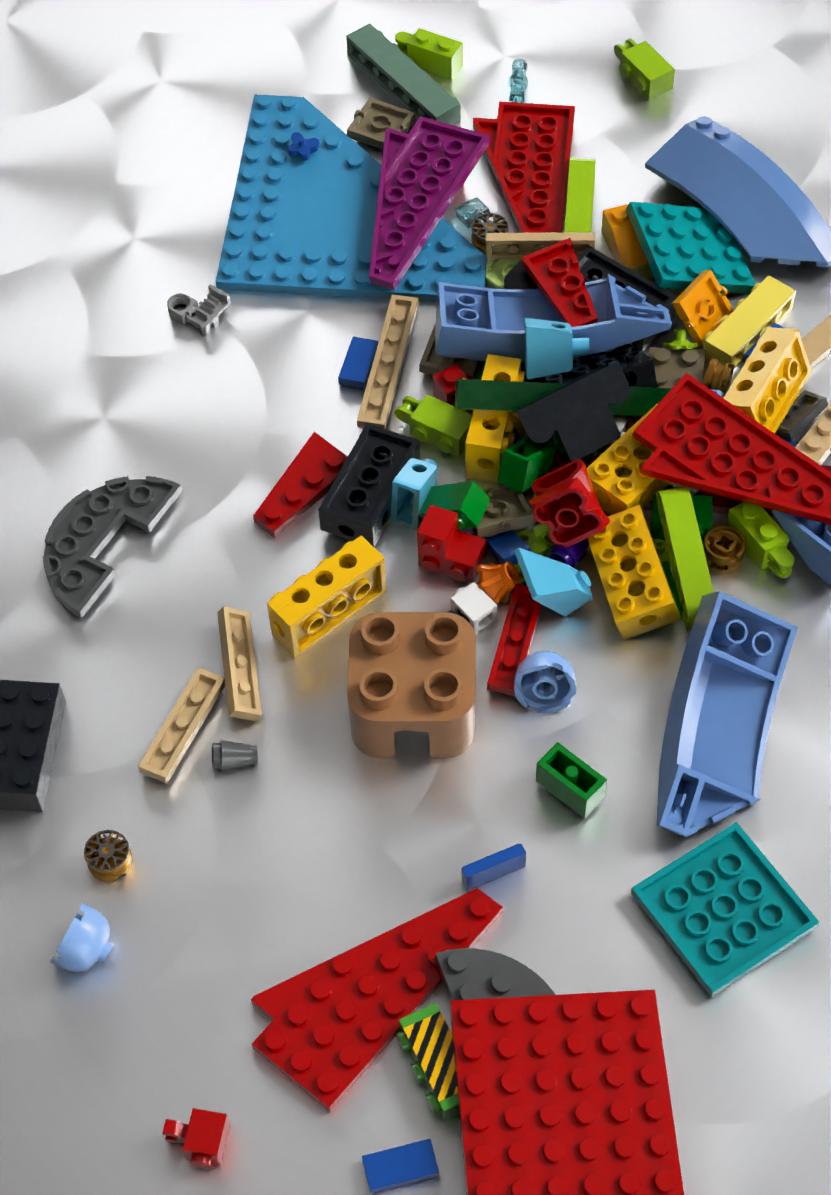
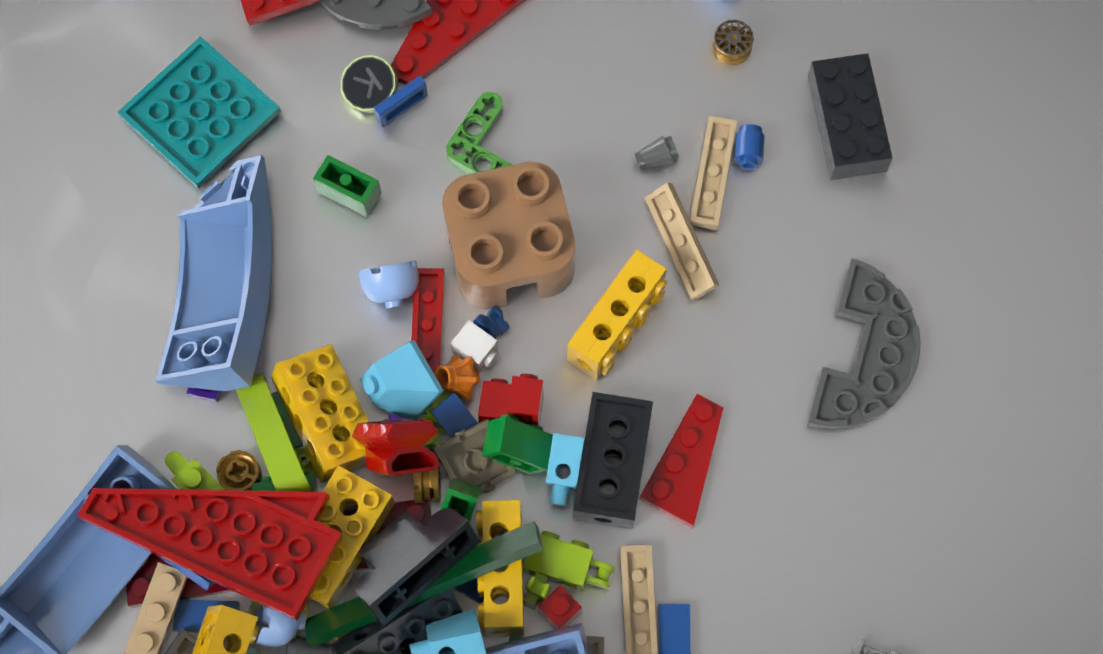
camera: 165 degrees right, 15 degrees up
(135, 739) = (749, 146): none -> blue brick
(425, 809) = (471, 142): none -> bright green beam
(525, 895) = (368, 82): none -> black tile

